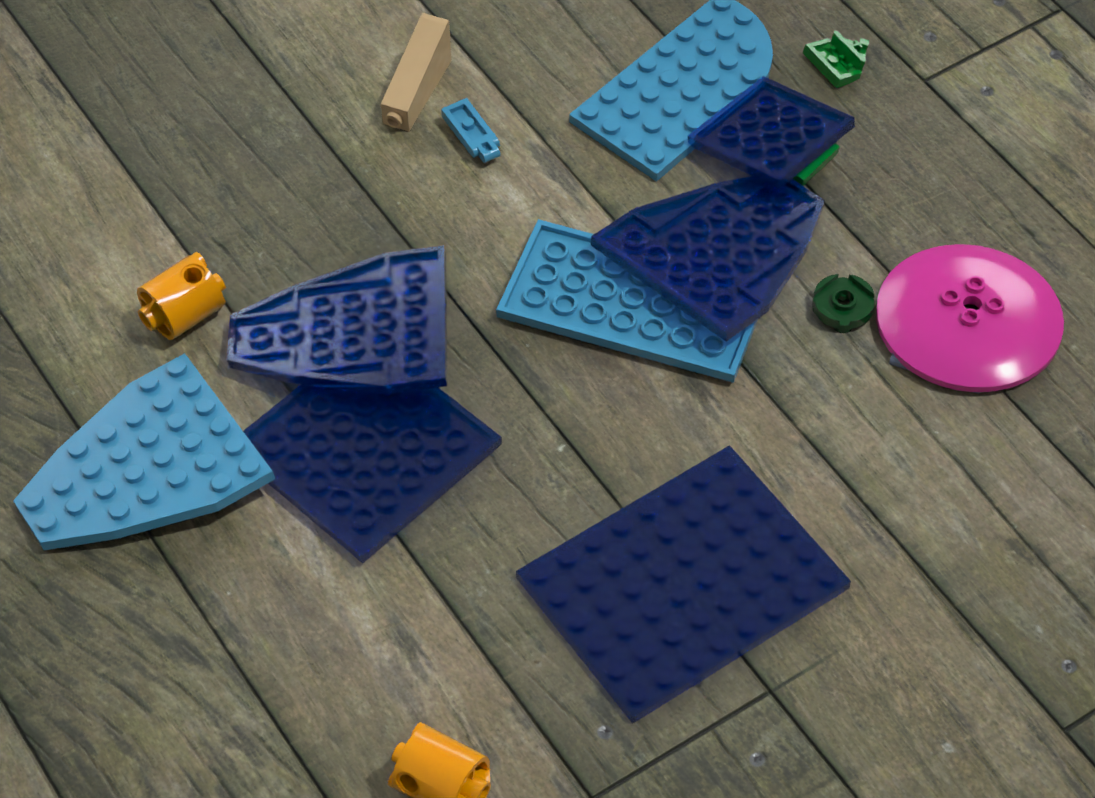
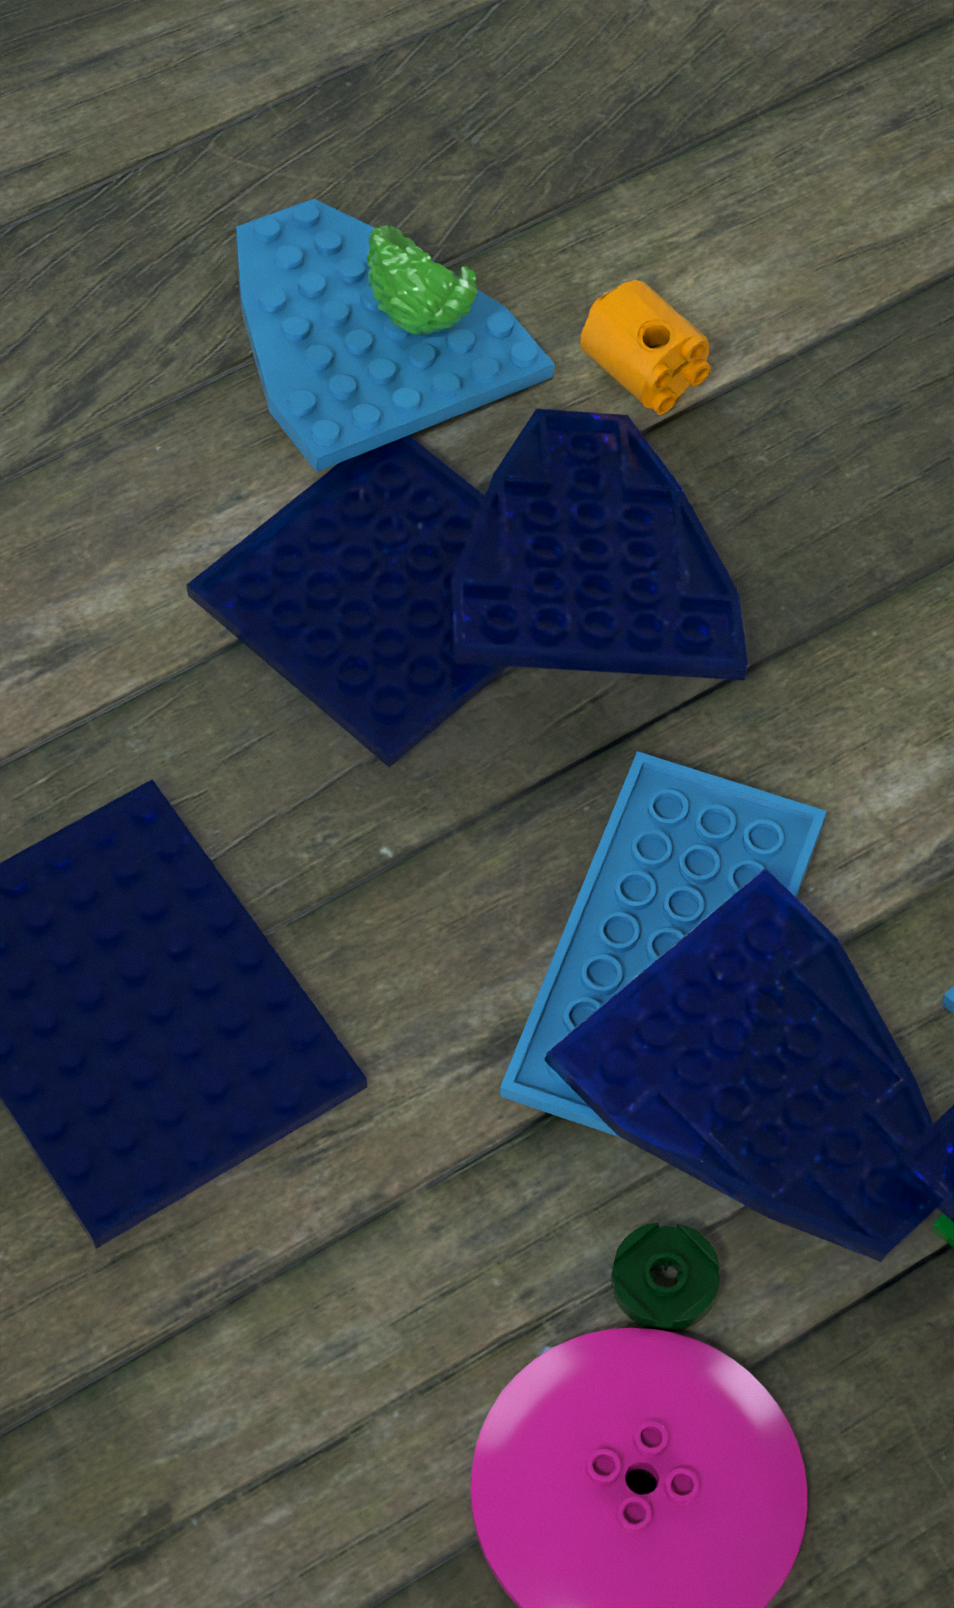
camera: 90 degrees right, 5 degrees up
(135, 411) = (413, 288): none -> bright green hair

